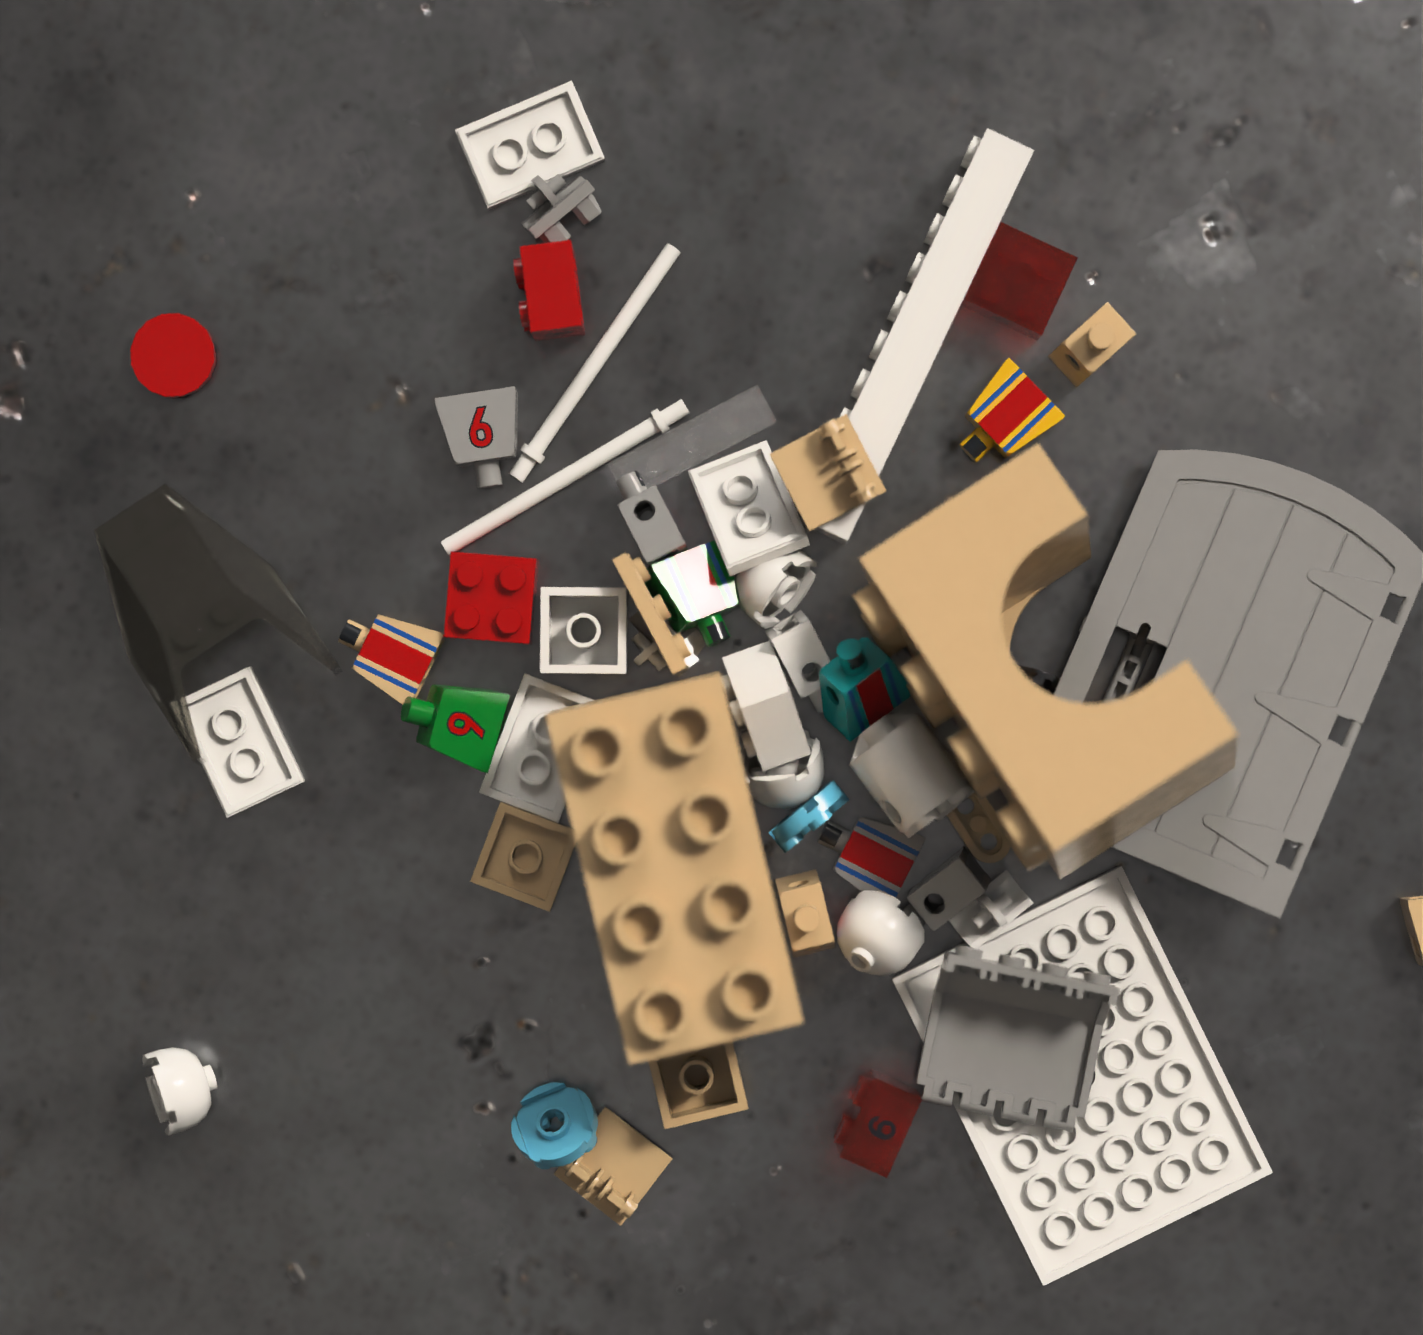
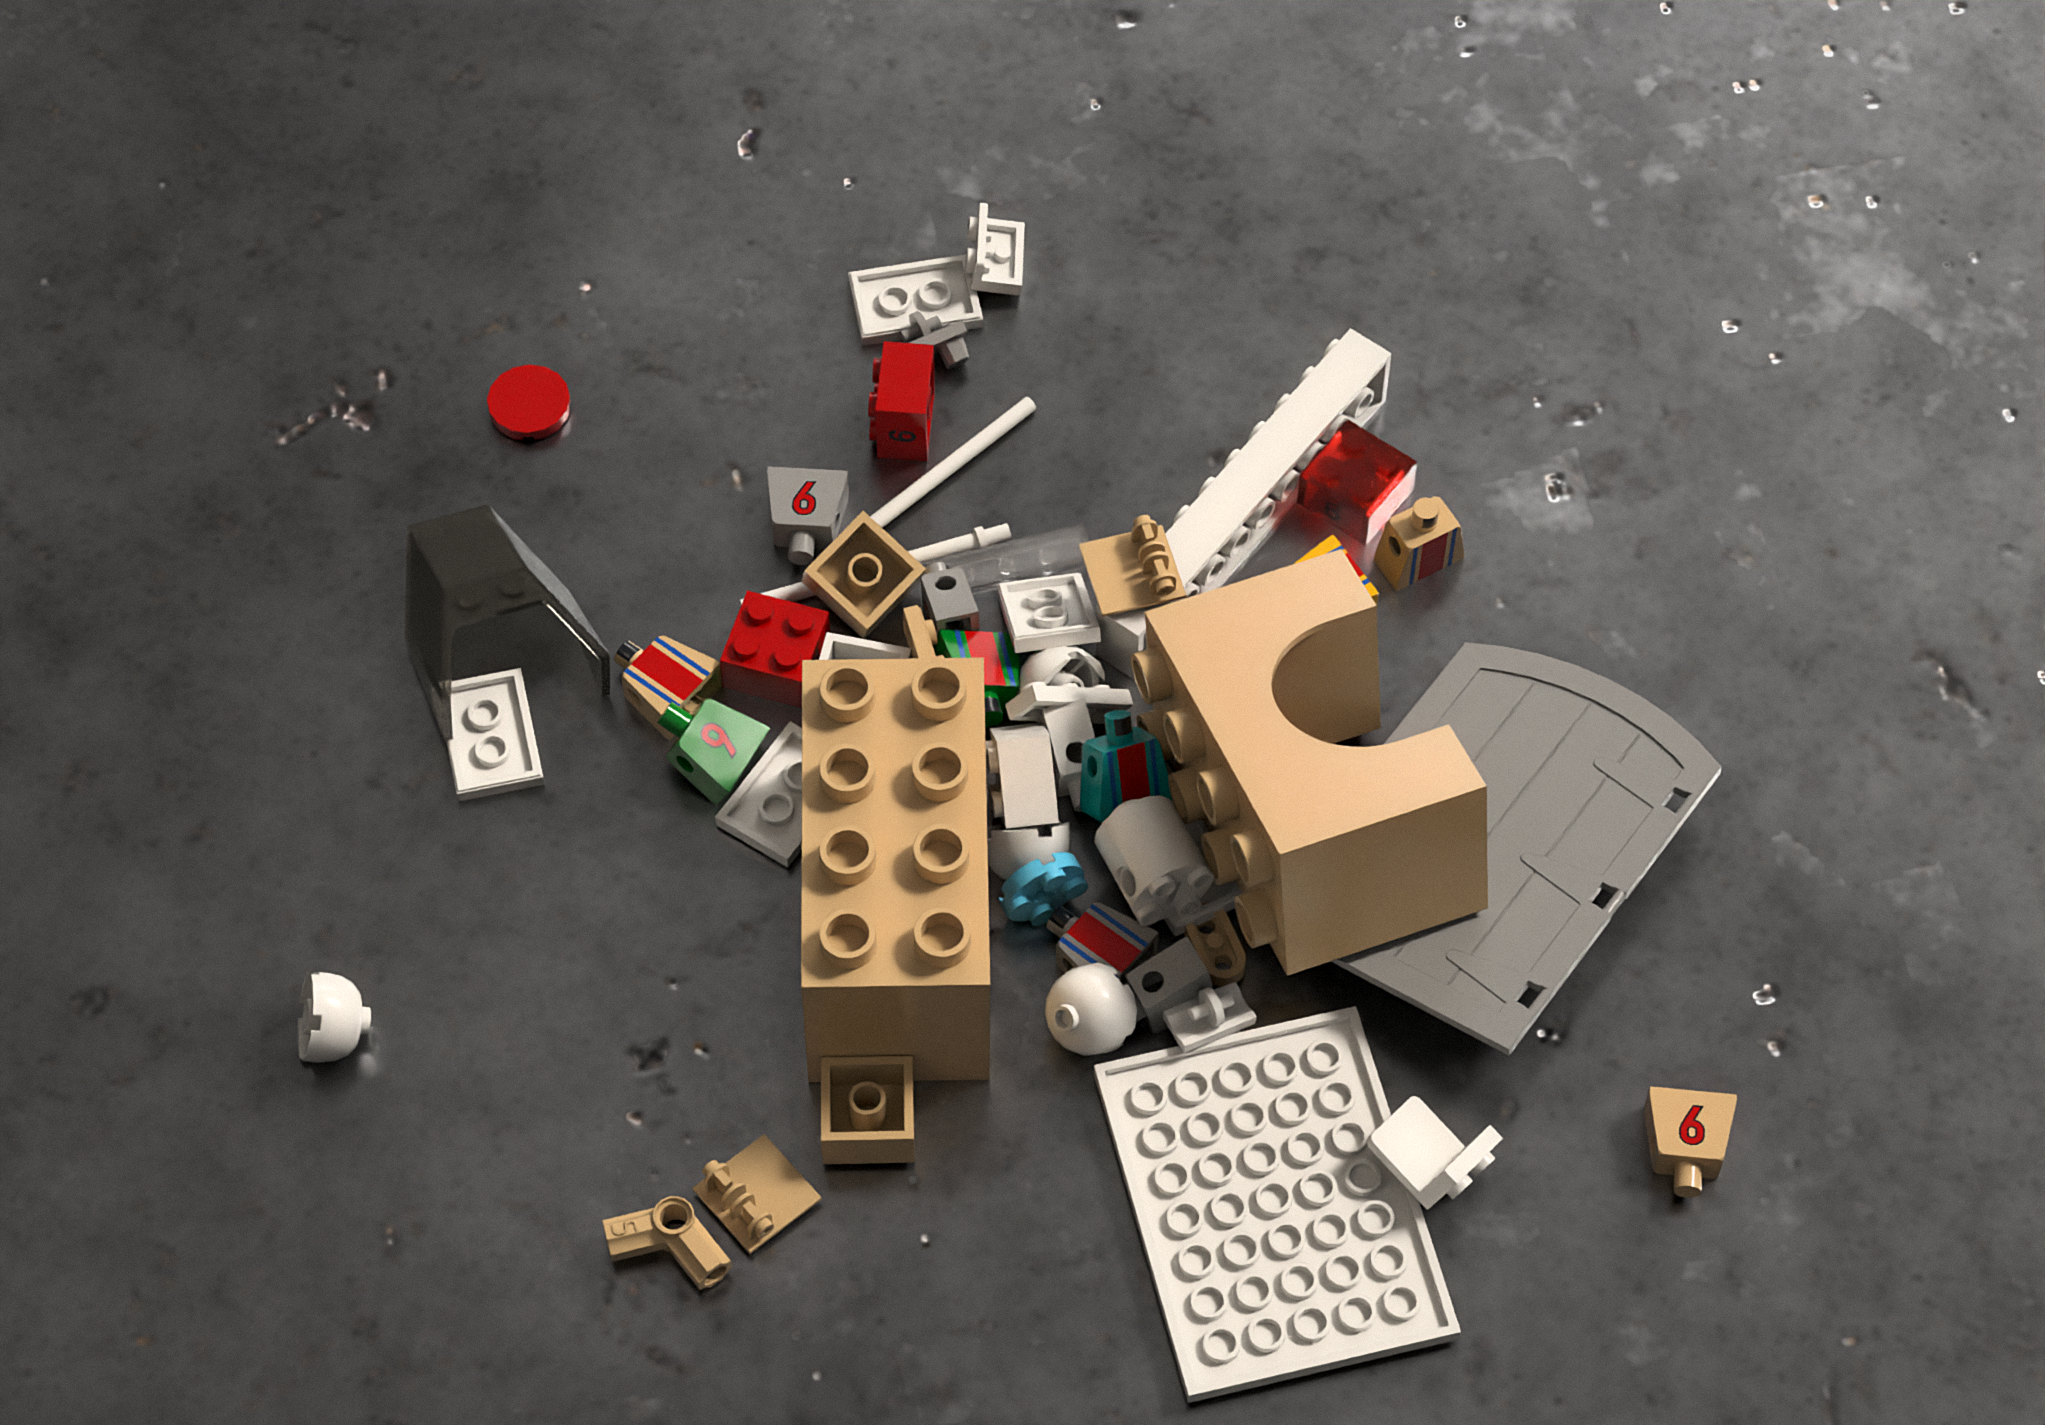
camera: 10 degrees right, 30 degrees down
(523, 1232) = (689, 1245): none -> tan piece
(525, 856) = (745, 884): tan plate -> none
(559, 507) = (863, 574): none -> tan brick
(566, 1144) = (707, 1131): medium azure plate -> none
(602, 79) = (995, 254): none -> white bracket
(790, 613) = (1036, 696): none -> white plate
(805, 913) = (1018, 980): tan torso -> none
(877, 1122) = (1046, 1187): clear red brick -> none
(1013, 1038) = (1212, 1124): light grey hinge -> none
(1219, 1009) = (1428, 1154): none -> white bracket

